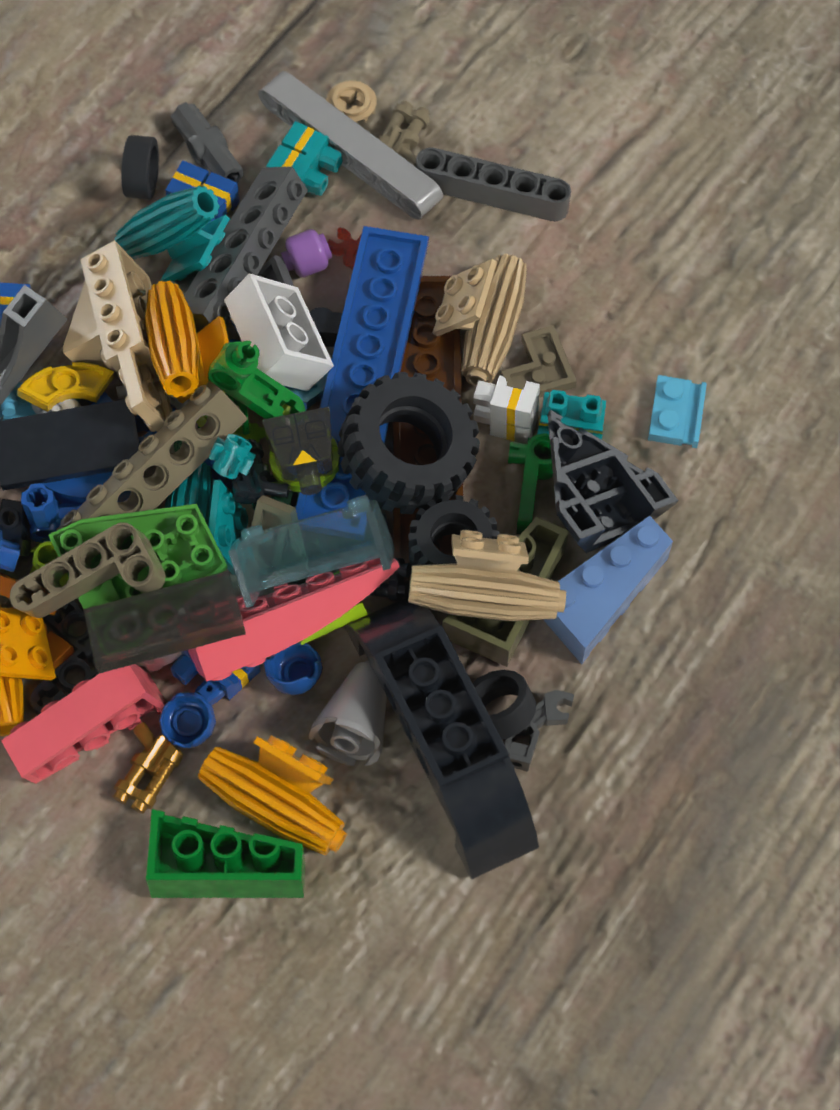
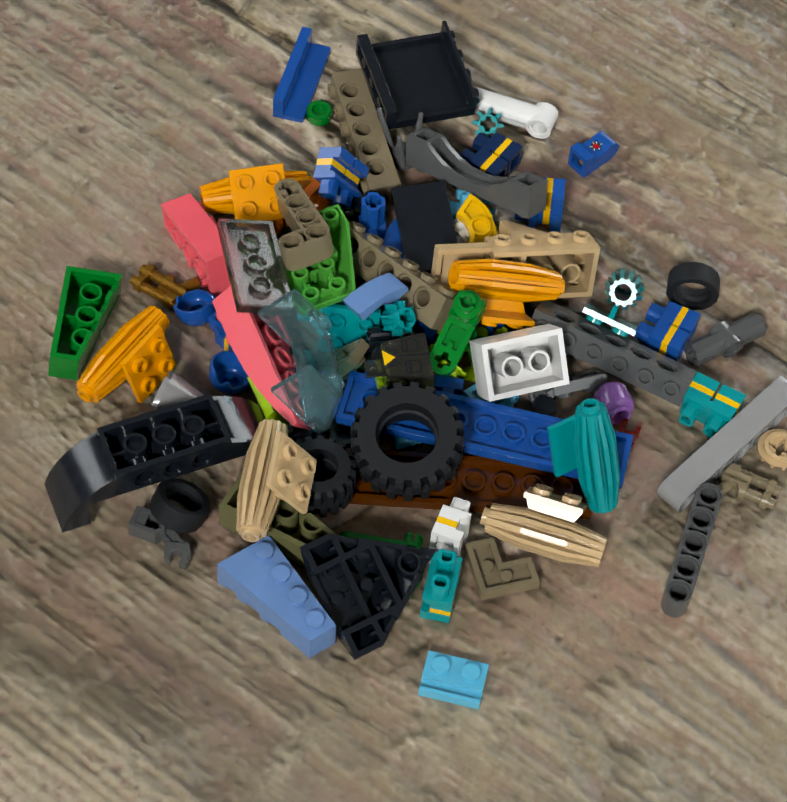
camera: 90 degrees right, 10 degrees down
(200, 481) = (374, 293): none -> medium blue slope
(423, 242) = (589, 445): none -> teal plate

